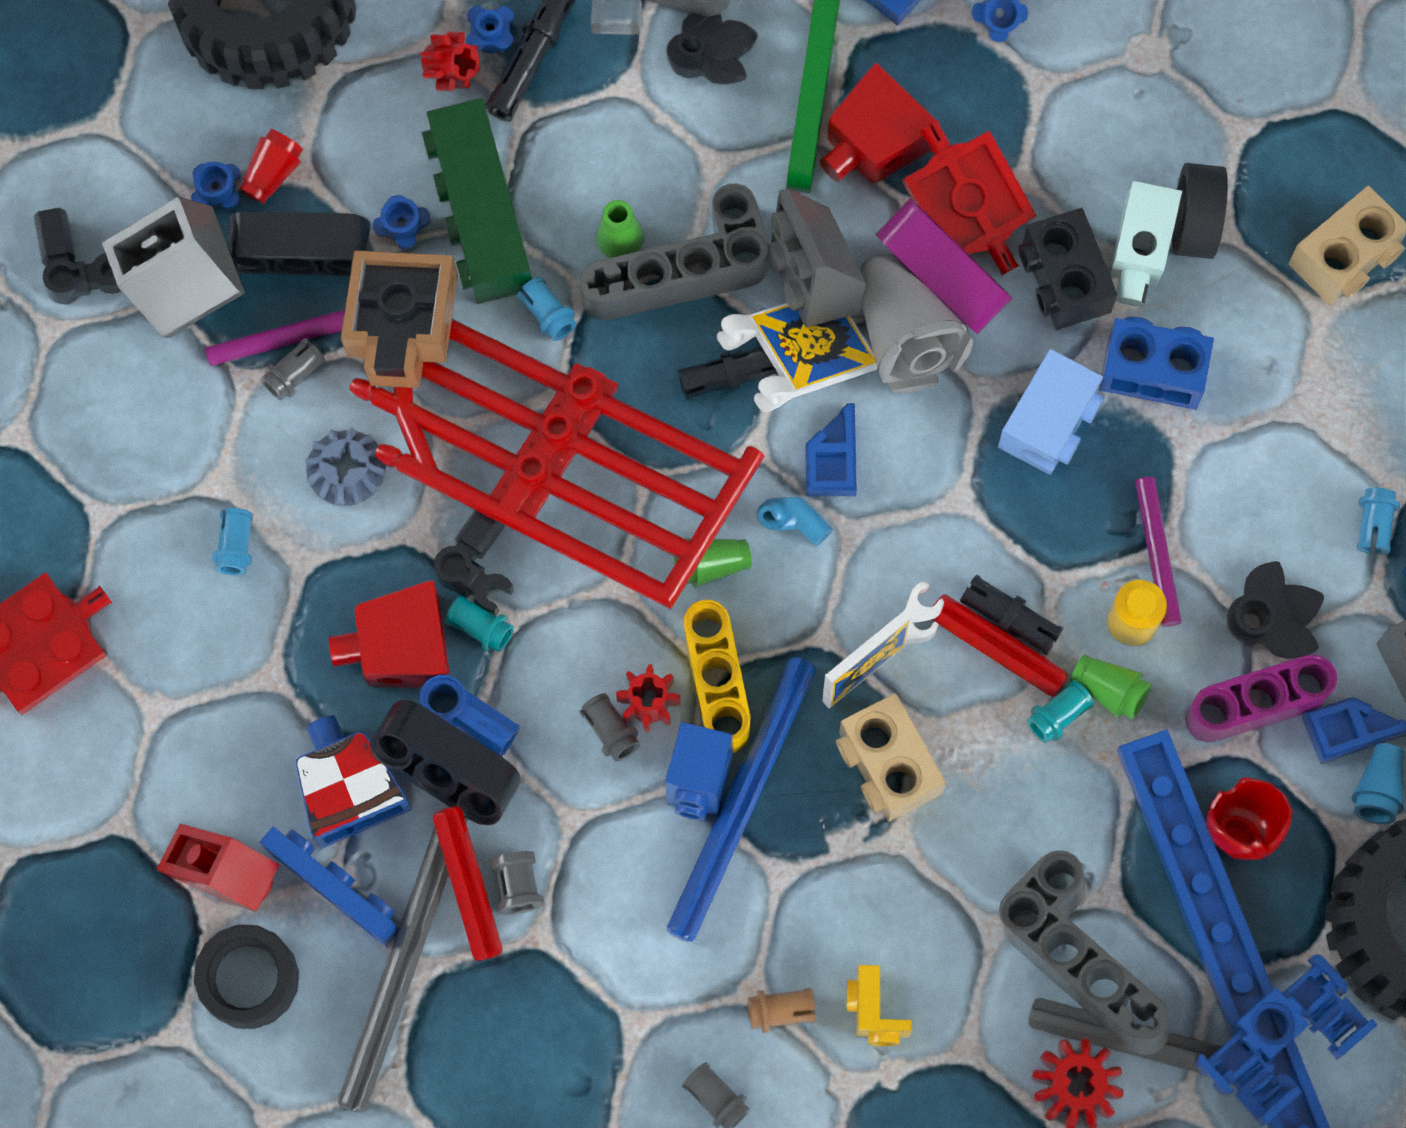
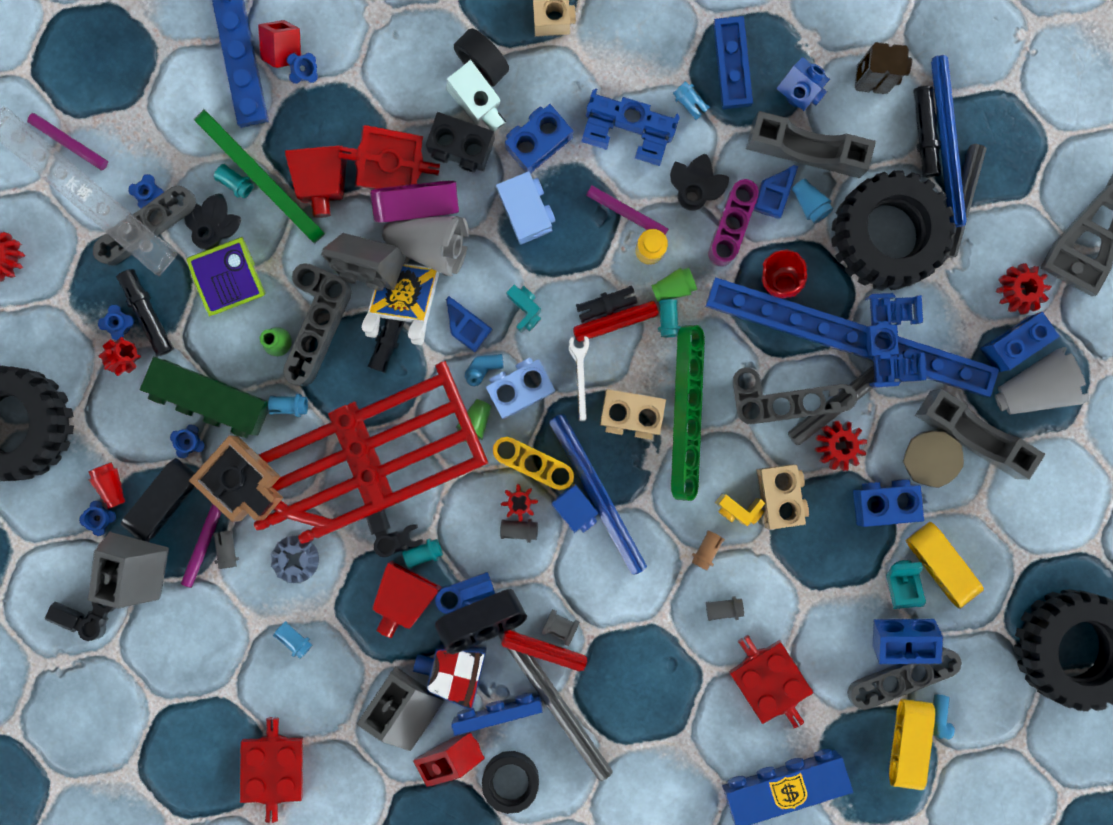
camera: 55 degrees left, 15 degrees up
(240, 748) = (400, 711): none -> dark grey slope
(655, 114) = (225, 276): none -> dark purple slope
(787, 47) = (238, 184): none -> teal pin
(798, 596) = (524, 395): none -> light blue brick
(928, 502) = (524, 300): none -> teal bracket
(929, 1045) = (775, 498): none -> tan brick
(955, 840) = (687, 442): none -> green beam
(1305, 499) = (655, 124): none -> blue piece

